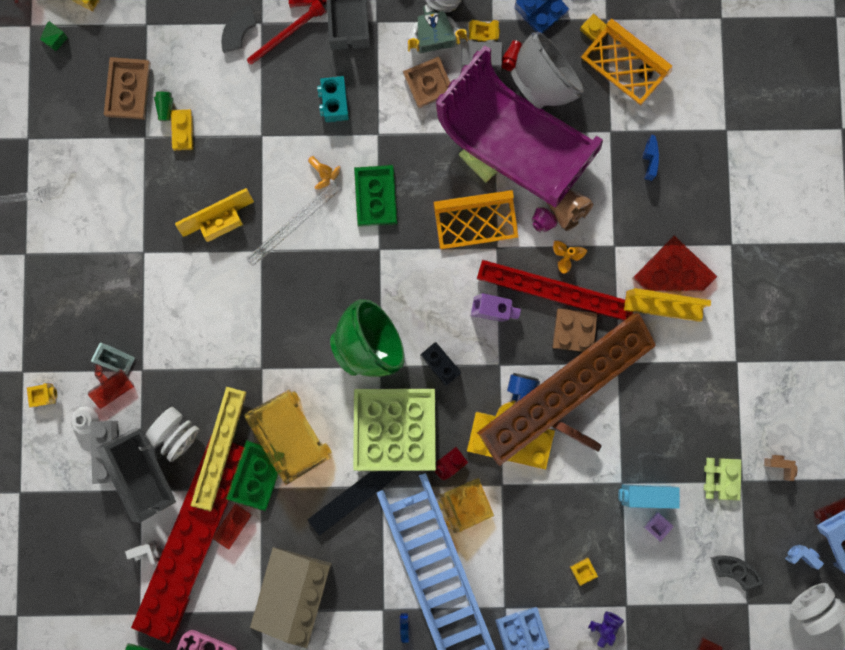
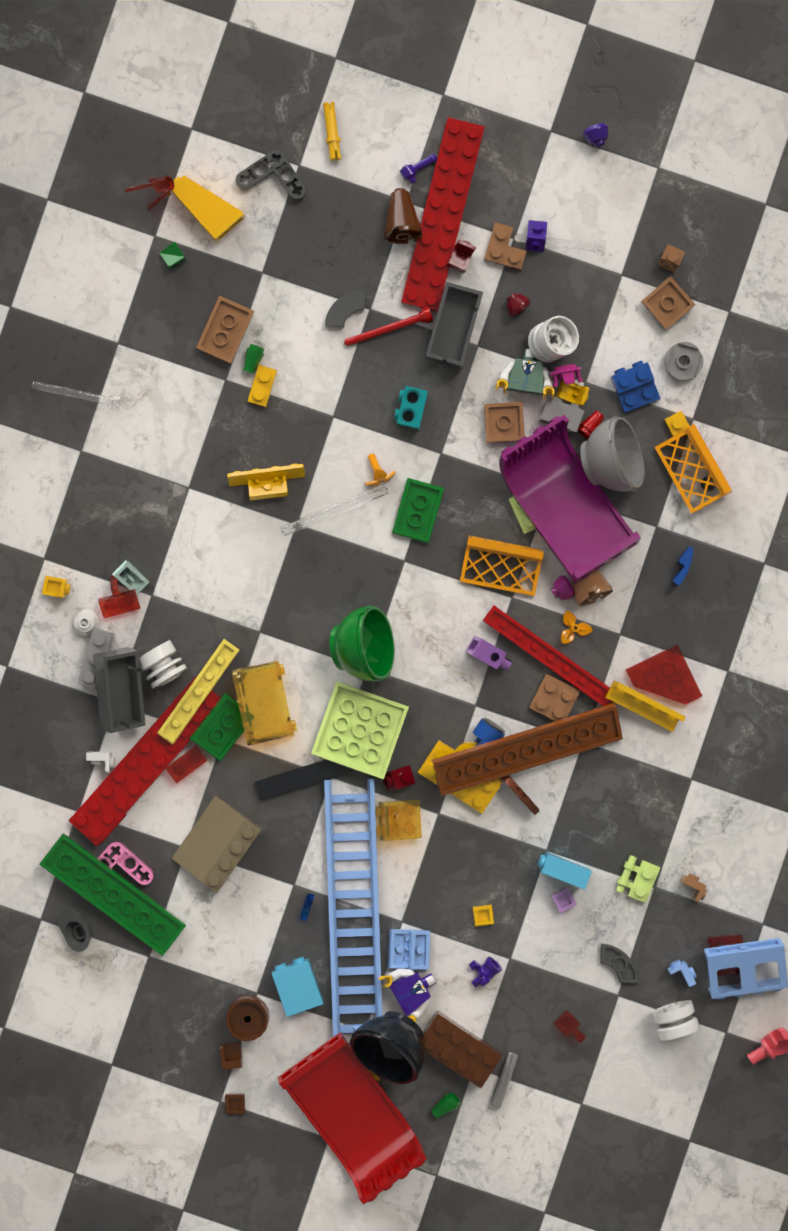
camera: 20 degrees right, 5 degrees up
(440, 364) = (422, 686): black brick -> none
(472, 11) = (567, 374): none -> dark pink piece

